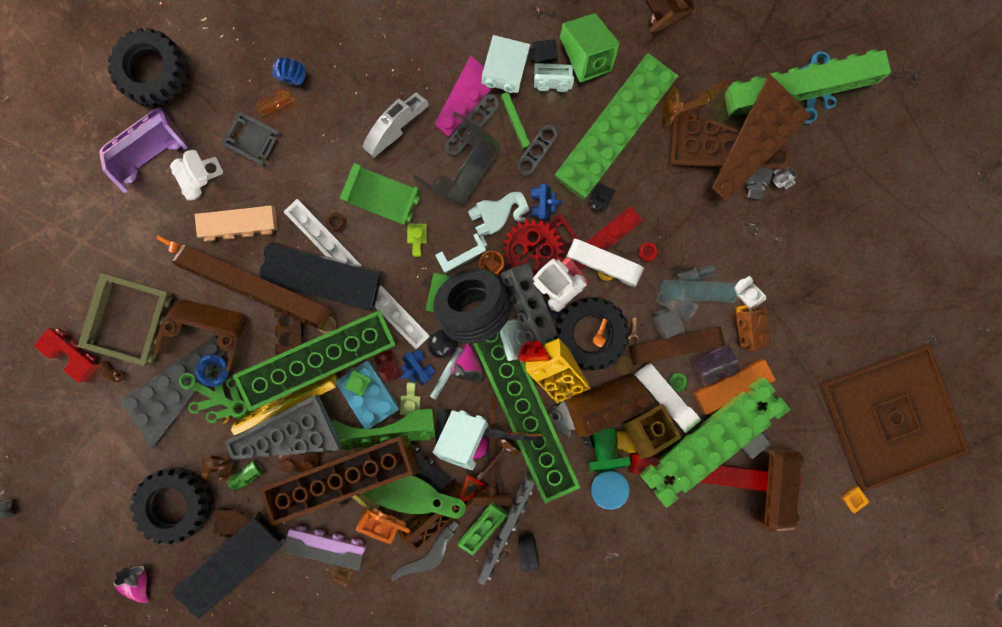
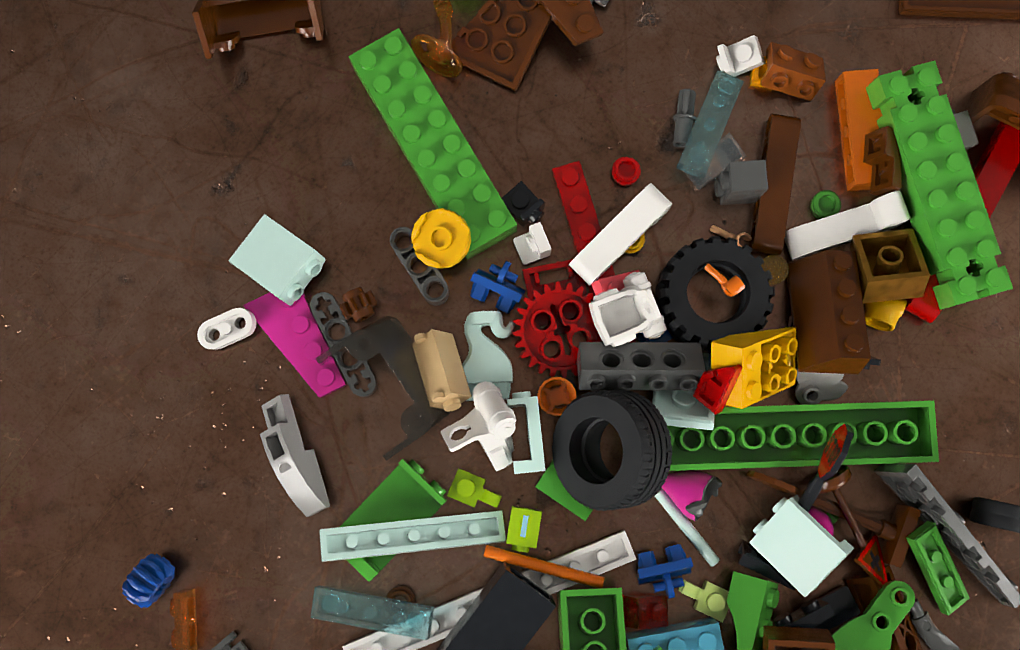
camera: 65 degrees left, 5 degrees down
(323, 207) = (372, 612): none -> clear light blue plate
(376, 212) = (411, 536): none -> light aqua plate
(389, 296) = (544, 566): none -> orange bar
(407, 276) = (523, 528): none -> lime brick
(441, 345) = (644, 520): black hair -> none
(453, 53) = (228, 327): none -> white plate
(457, 230) = (490, 423): none -> white piece
(479, 188) = (441, 370): none -> tan brick
(498, 123) = (358, 305): none -> reddish brown gear
(515, 120) = (388, 279): bright green tile -> none
(544, 52) = (284, 199): black brick -> none
(553, 77) = (324, 201): light aqua bracket -> none
(557, 155) = (441, 238): none -> yellow tile
(578, 213) = (532, 245): none -> white bracket
(589, 46) = (304, 133): bright green slope -> none
(606, 452) = (900, 343): green plant -> none
(610, 489) = (944, 360): dark azure tile -> none
(716, 365) = (825, 140): brick -> none
(720, 400) = (884, 156): none -> reddish brown slope

